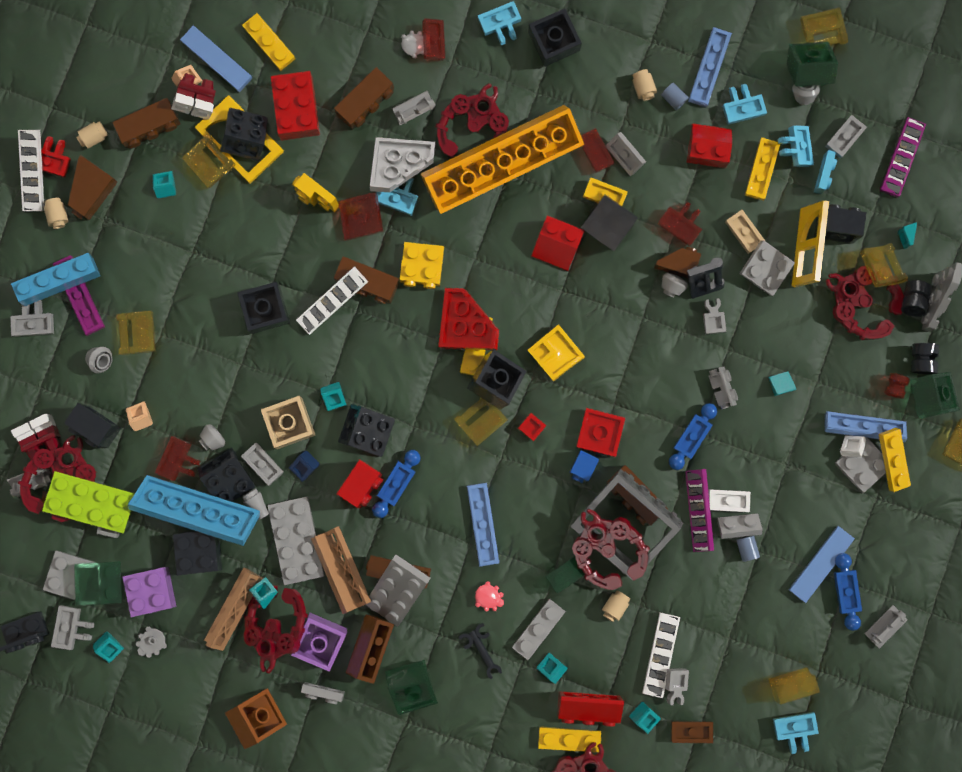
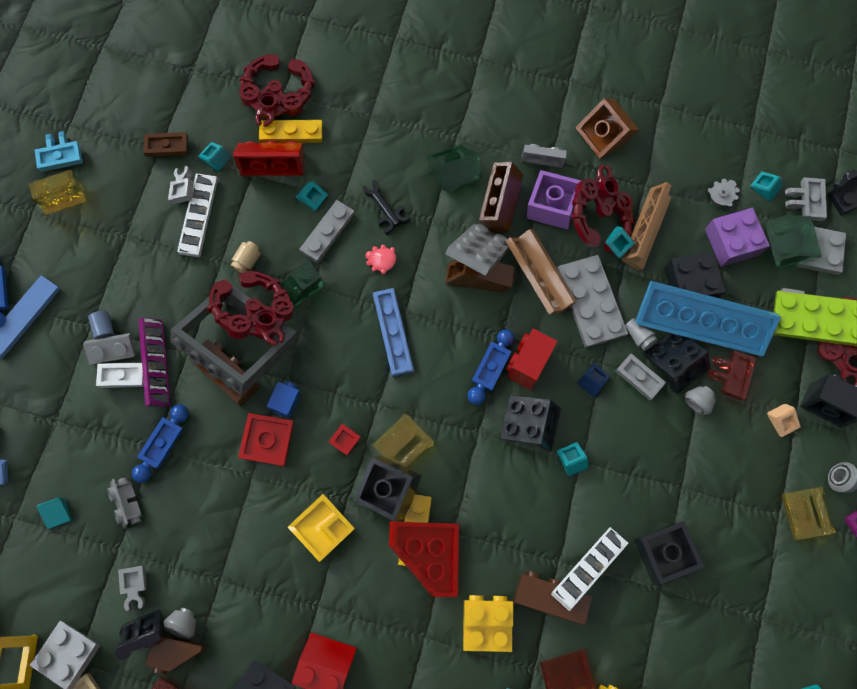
camera: 175 degrees right, 10 degrees down
(288, 422) = (620, 421): tan brick -> none

